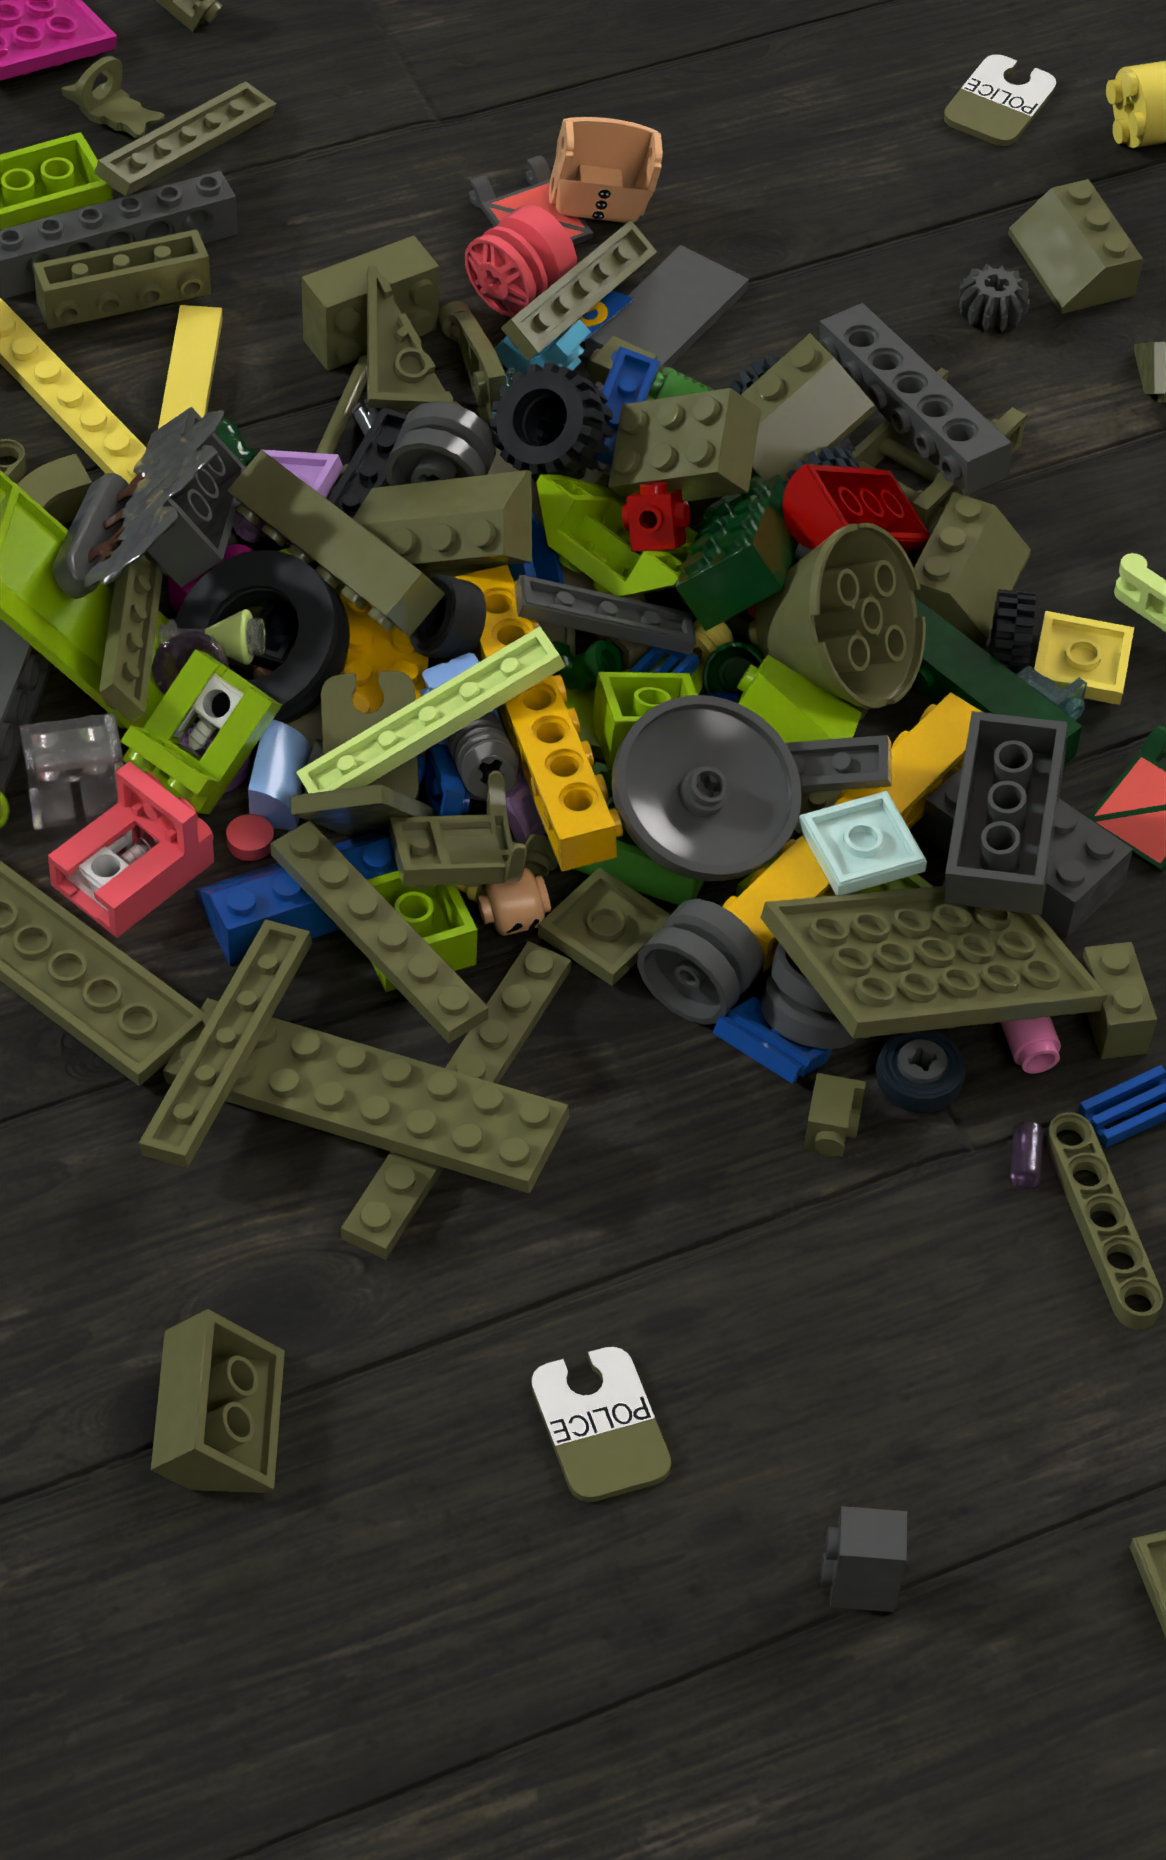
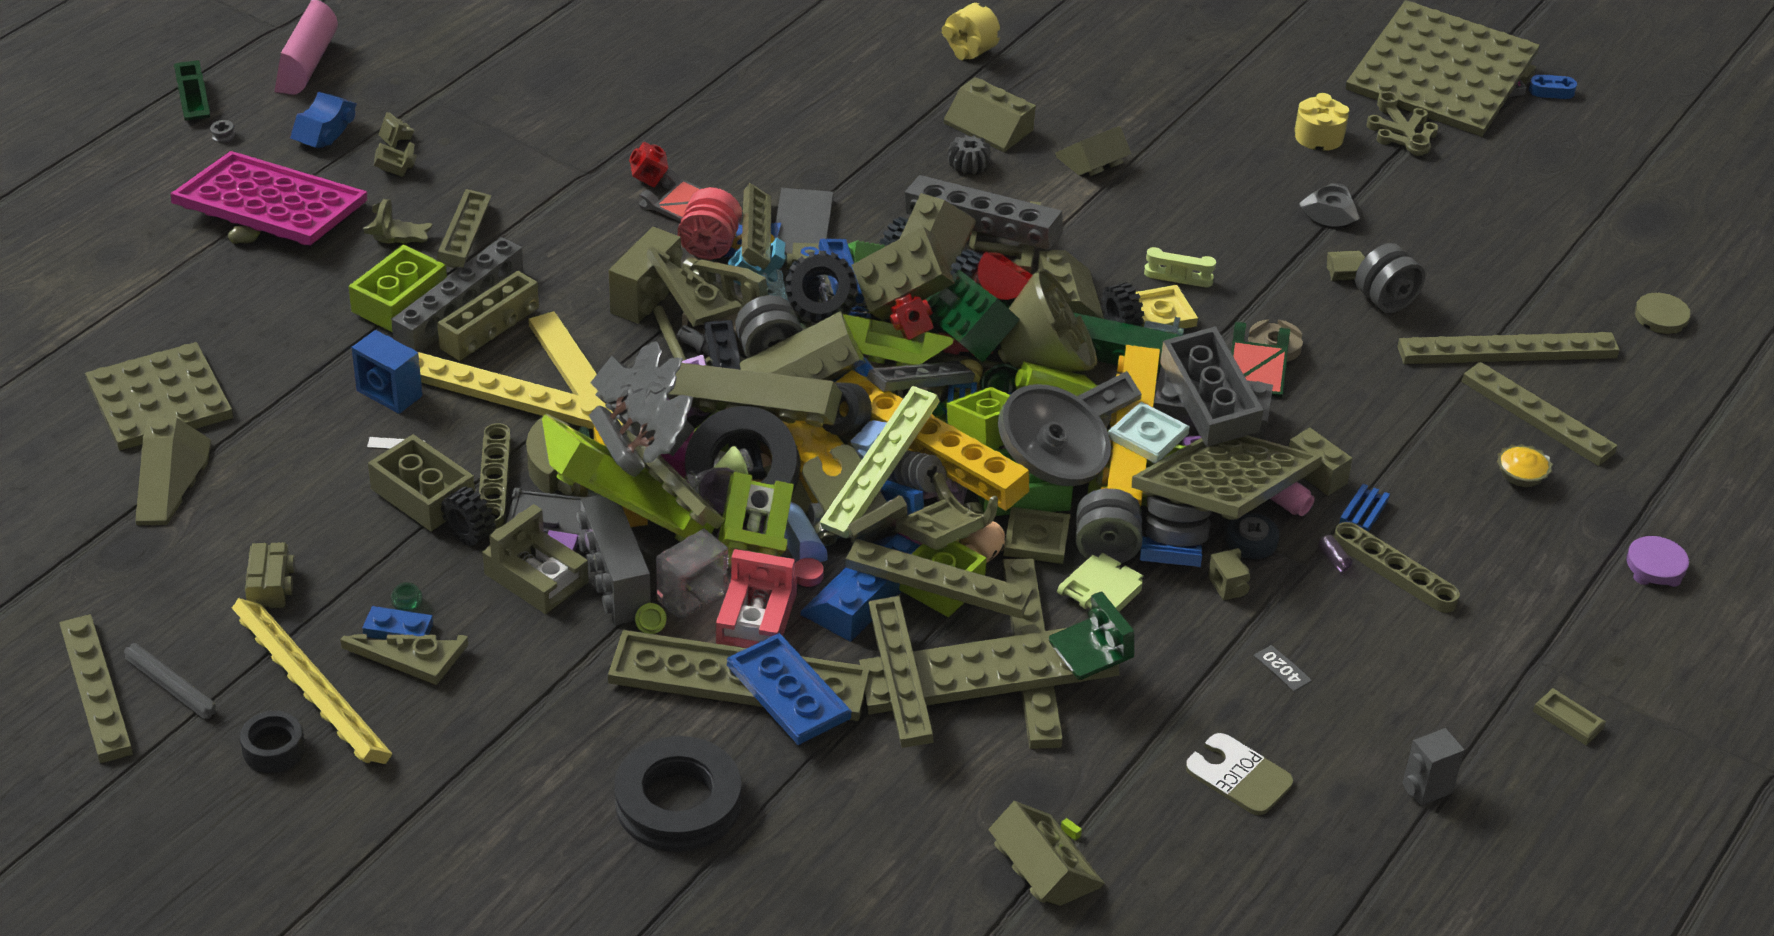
camera: 30 degrees left, 10 degrees down
(69, 996) = (788, 688): none -> blue tile
(293, 1386) = (1071, 829): none -> lime piece
(504, 1129) = (1096, 642): none -> dark green bracket
(516, 137) = (648, 163): none -> red brick
(605, 169) = (719, 158): light nougat piece -> none
(636, 1044) = (1102, 575): none -> yellowish green plate
(803, 1294) = (1282, 667): none -> dark grey sticker
(995, 108) = (883, 64): piece -> none

